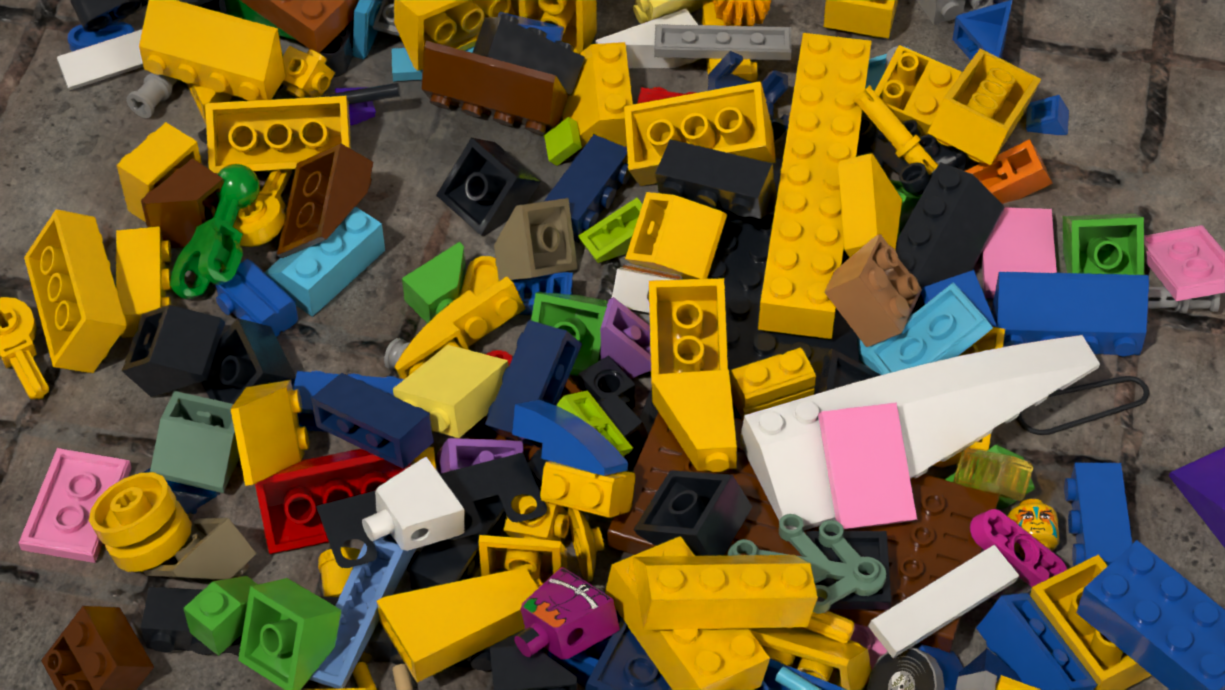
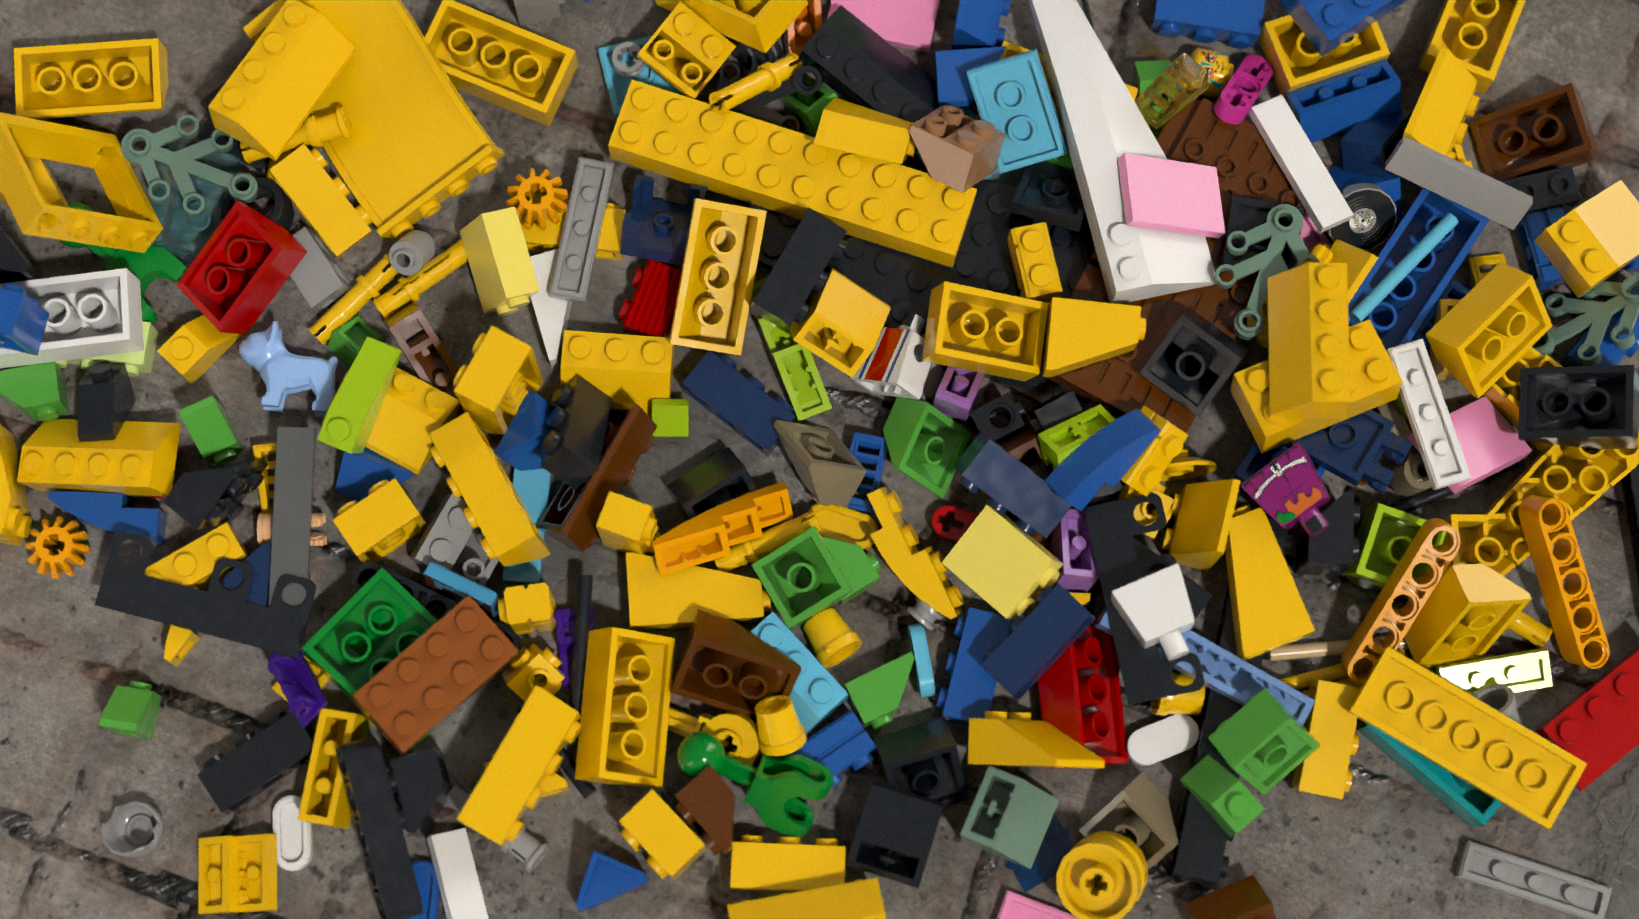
camera: 85 degrees left, 25 degrees up
(117, 138) = (607, 880): none -> blue slope
(270, 240) = (779, 726): none -> yellow piece
(292, 563) = (1162, 739): none -> white tile
(319, 331) = (879, 691): none -> bright green slope
(353, 357) = (922, 660): none -> medium azure tile
(362, 54) = (528, 608): none -> yellow brick
(365, 284) = (831, 638): none -> yellow piece
(397, 173) = (676, 597): none -> yellow slope
(412, 240) = (802, 578): none -> bright green slope
(445, 102) = (627, 525): none -> yellow brick
(447, 217) = (772, 539): none -> yellow pin
(457, 177) = (715, 530): none -> light orange slope

